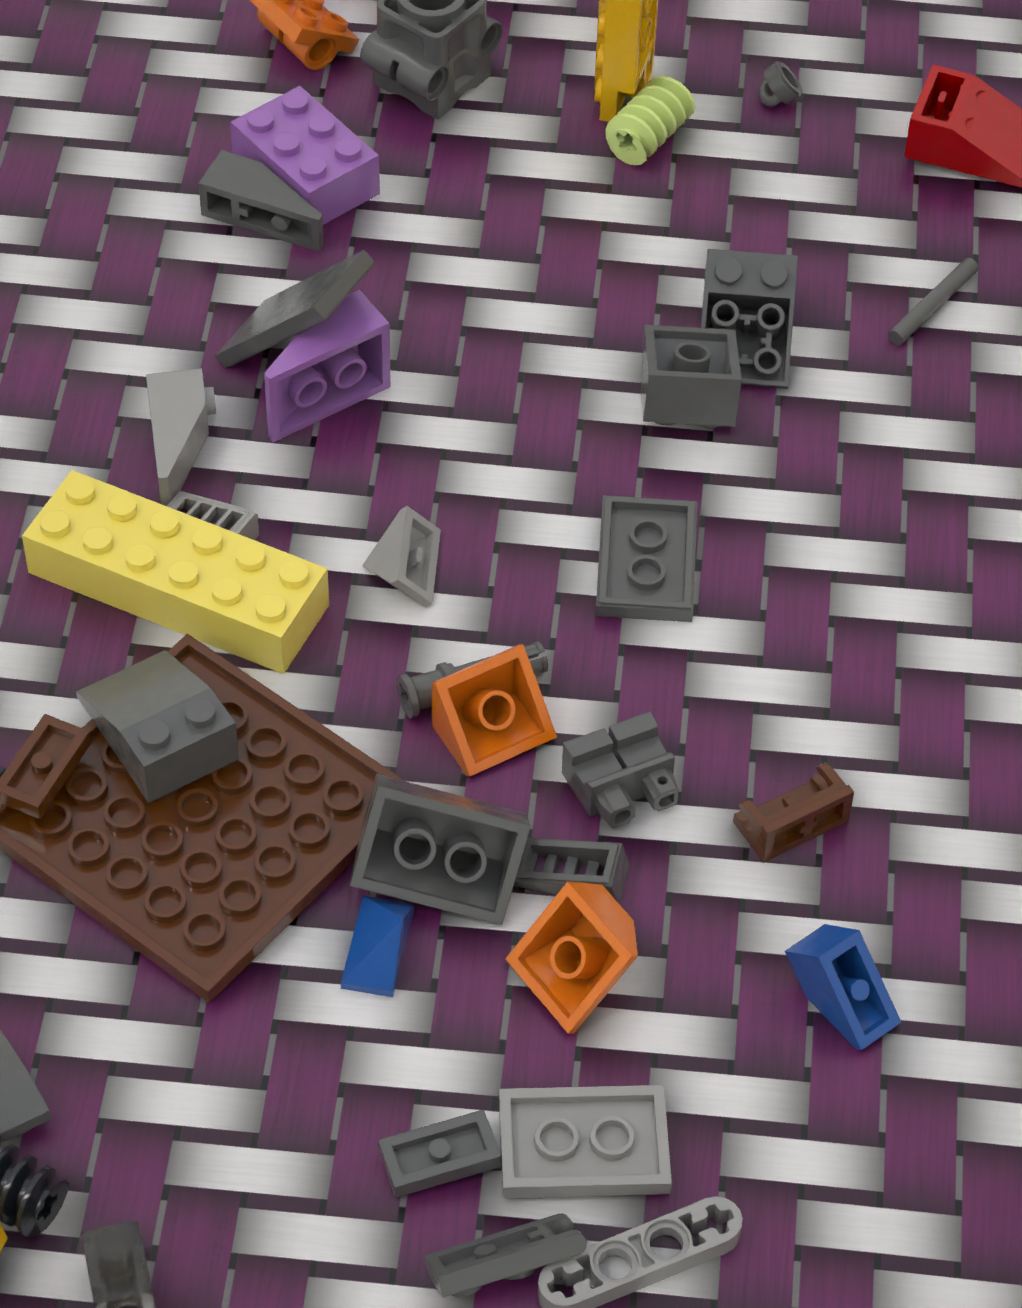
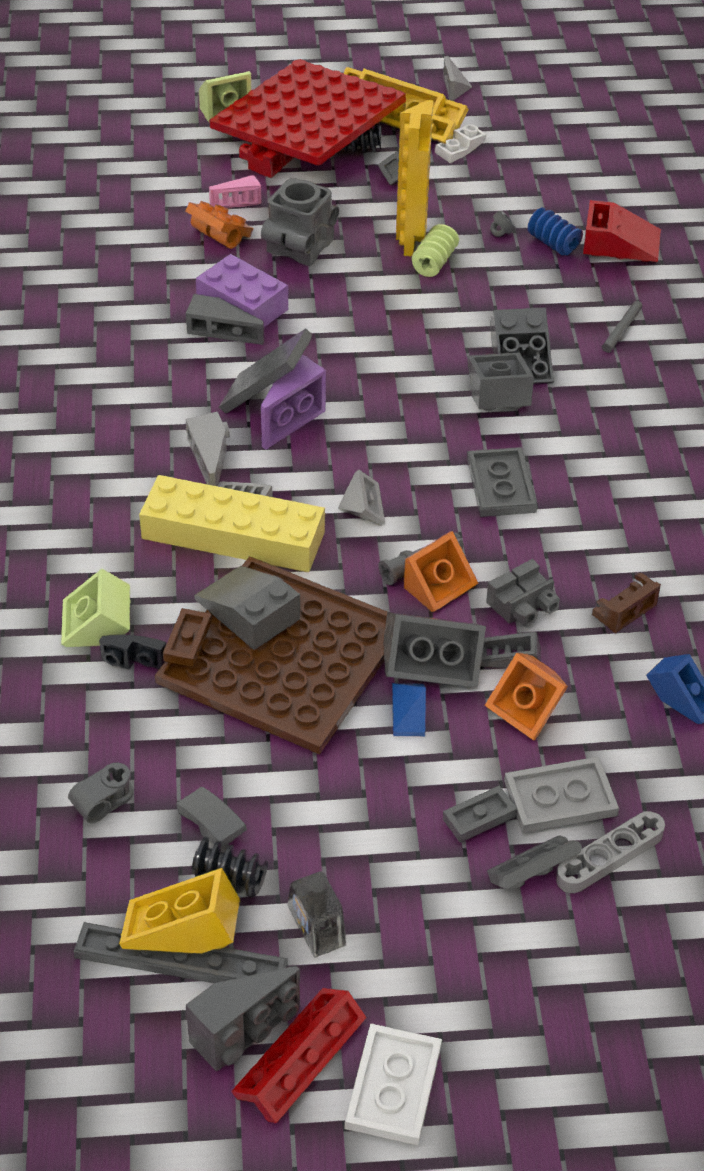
camera: 10 degrees left, 5 degrees down
(862, 111) = (554, 231): none -> blue piece

